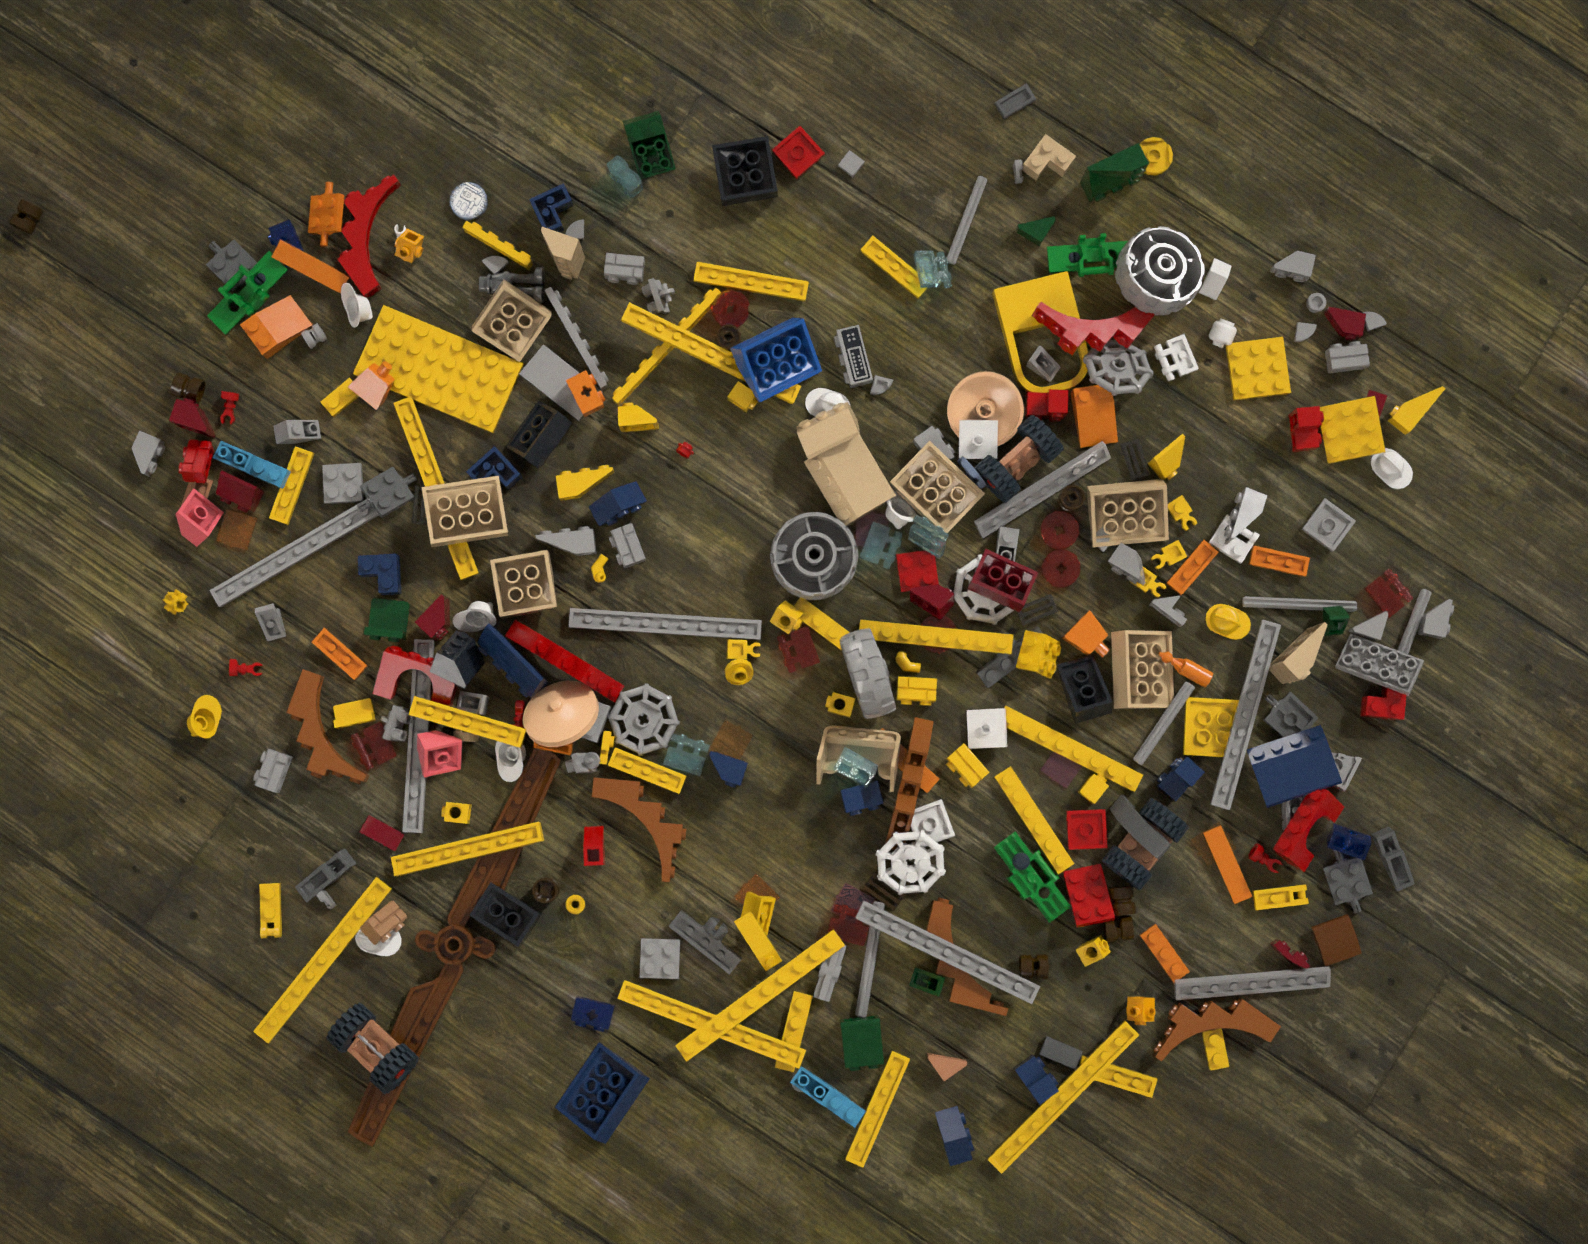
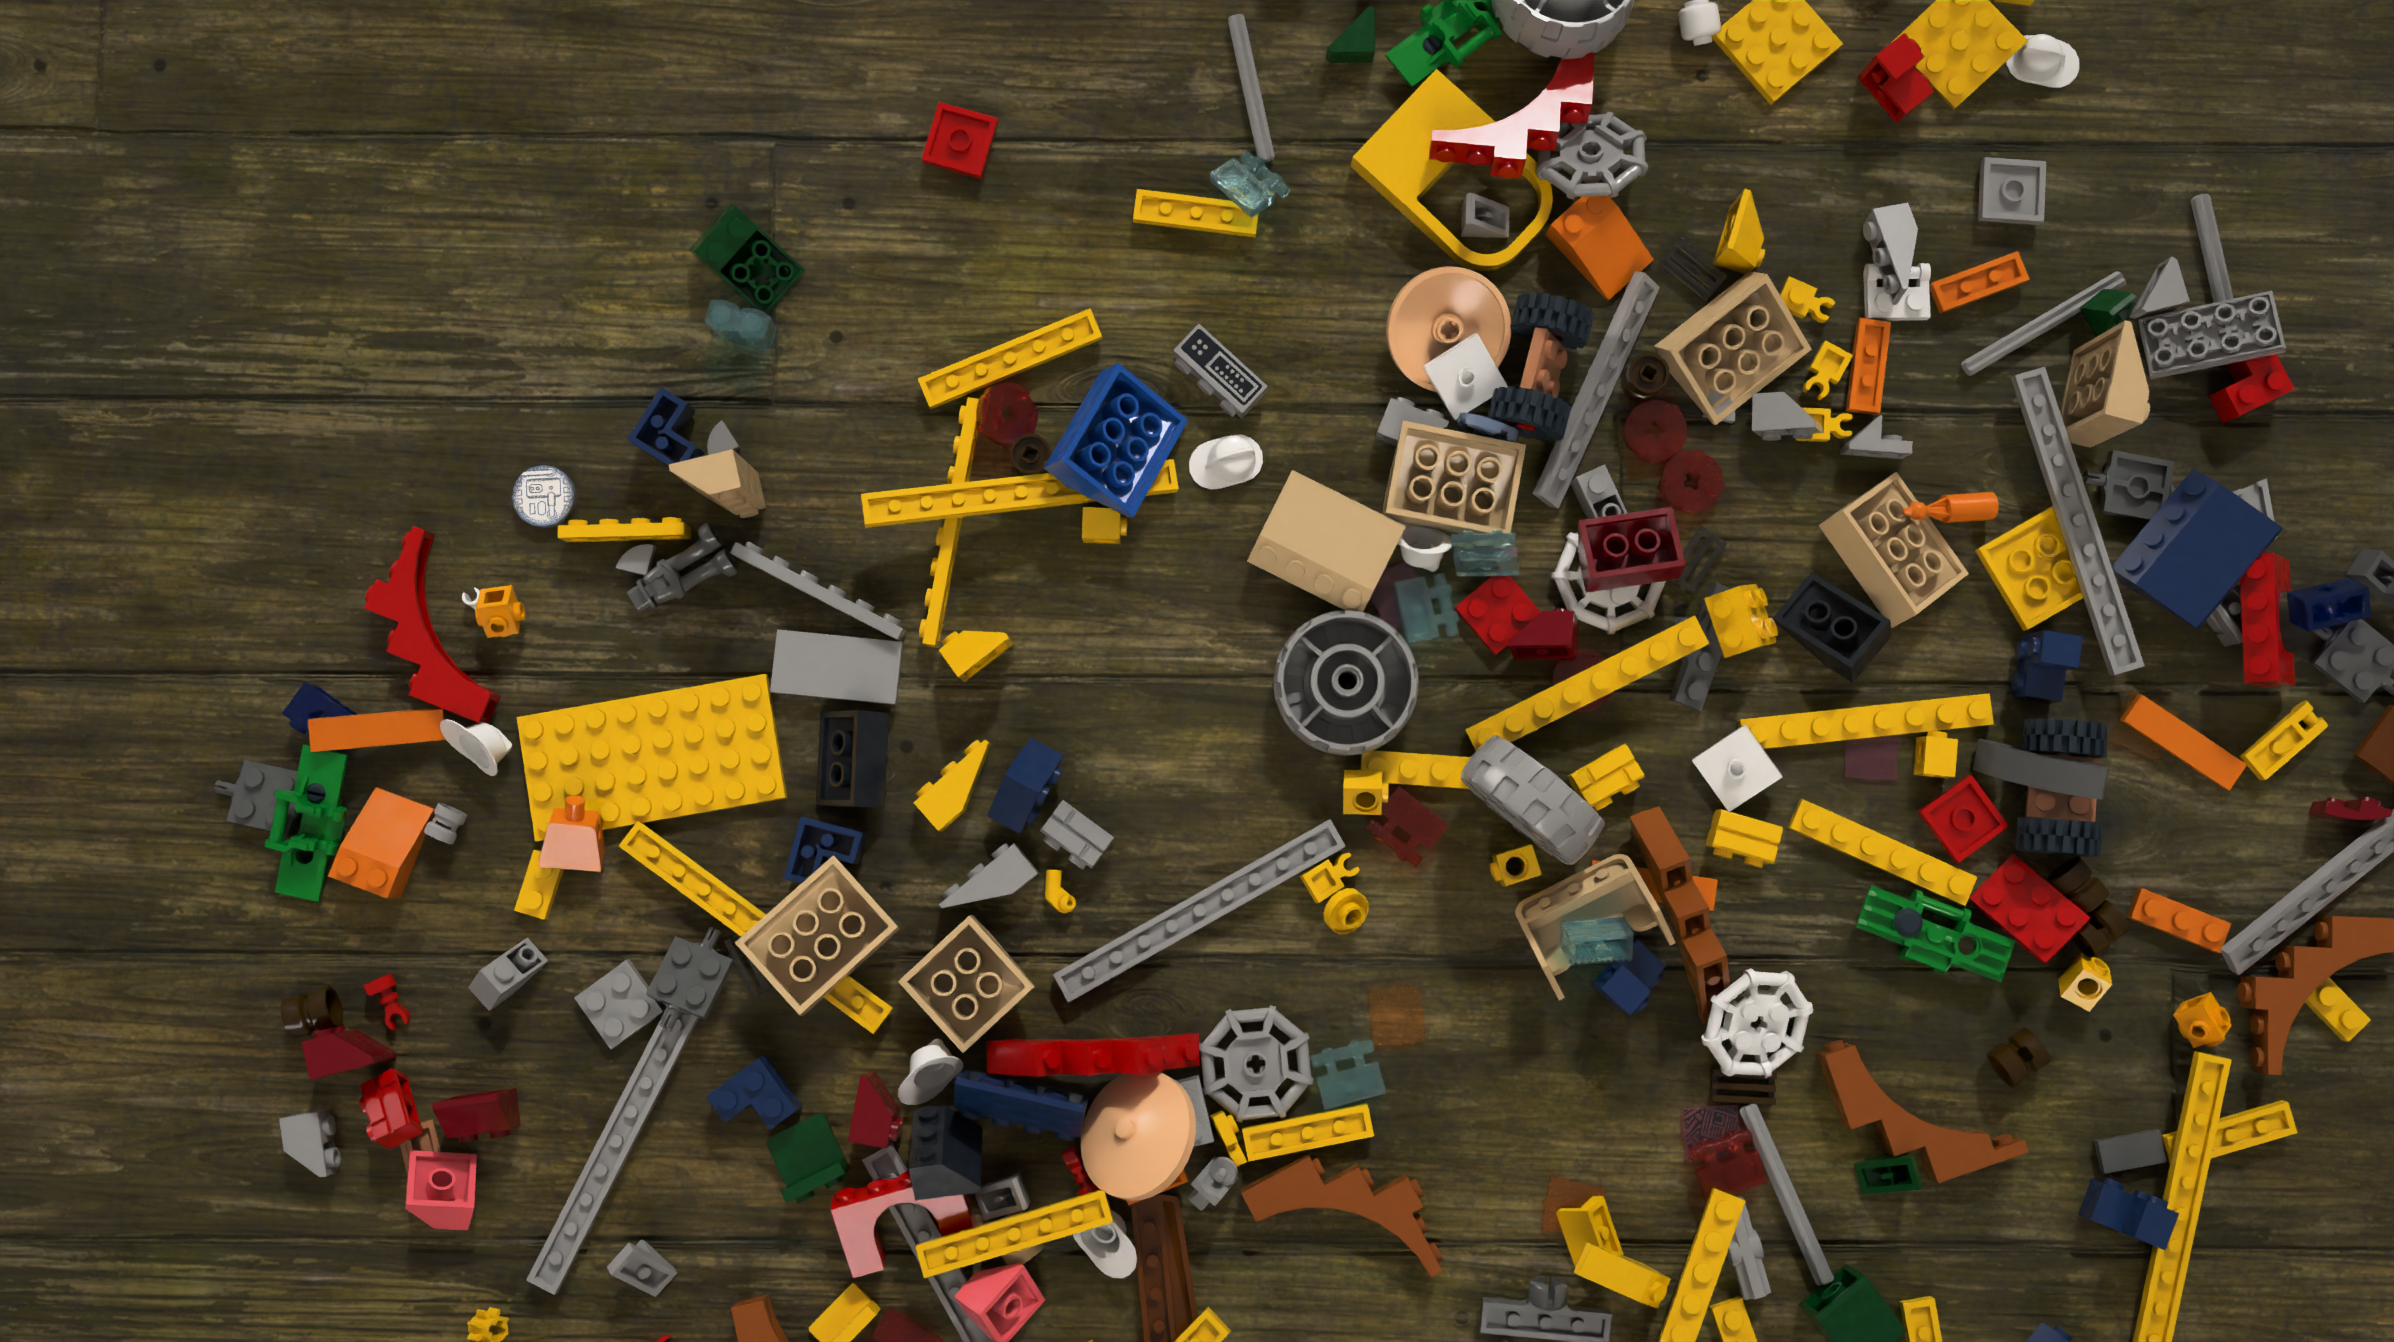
camera: 30 degrees left, 0 degrees up
(236, 529) = (511, 1166): clear orange piece -> none
(251, 464) = (472, 1062): dark azure slope -> none
(288, 496) = (548, 1055): yellow plate -> none
(326, 214) = (353, 641): orange plate -> none
(339, 654) = (769, 1249): orange plate -> none
(394, 723) = (910, 1297): light grey hips -> none
(511, 320) = (711, 624): tan slope -> none
(577, 386) = (862, 657): orange brick -> none
(594, 846) = (1303, 1289): red slope -> none
(624, 267) = (822, 451): light grey brick -> none
(661, 296) = (896, 455): light grey hips -> none
(685, 450) = (1069, 650): red plate -> none
(729, 768) = (1423, 1055): dark blue slope -> none
(745, 171) = (903, 211): black slope -> none
(828, 429) = (1252, 495): tan slope -> none
(851, 163) = (1043, 110): light grey tile -> none
(880, 385) = (1280, 388): light grey tile -> none
(905, 664) = (1566, 751): yellow arm -> none
(934, 821) = (1750, 945): white plate -> none
(946, 1065) = (1989, 1273): nougat slope -> none
(947, 952) = (1893, 1117): light grey plate -> none
(1047, 405) = (1534, 266): red brick -> none
(1088, 635) = (1789, 550): orange torso -> none
(1164, 723) = (1971, 604): light grey axle -> none
(1181, 354) = (1664, 88): white plate -> none
(1228, 621) = (1962, 409): yellow piece -> none
(1257, 854) = (2214, 702): red piece -> none
(1384, 596) = (2149, 239): clear red plate -> none
(1435, 621) = (2242, 225): light grey slope -> none

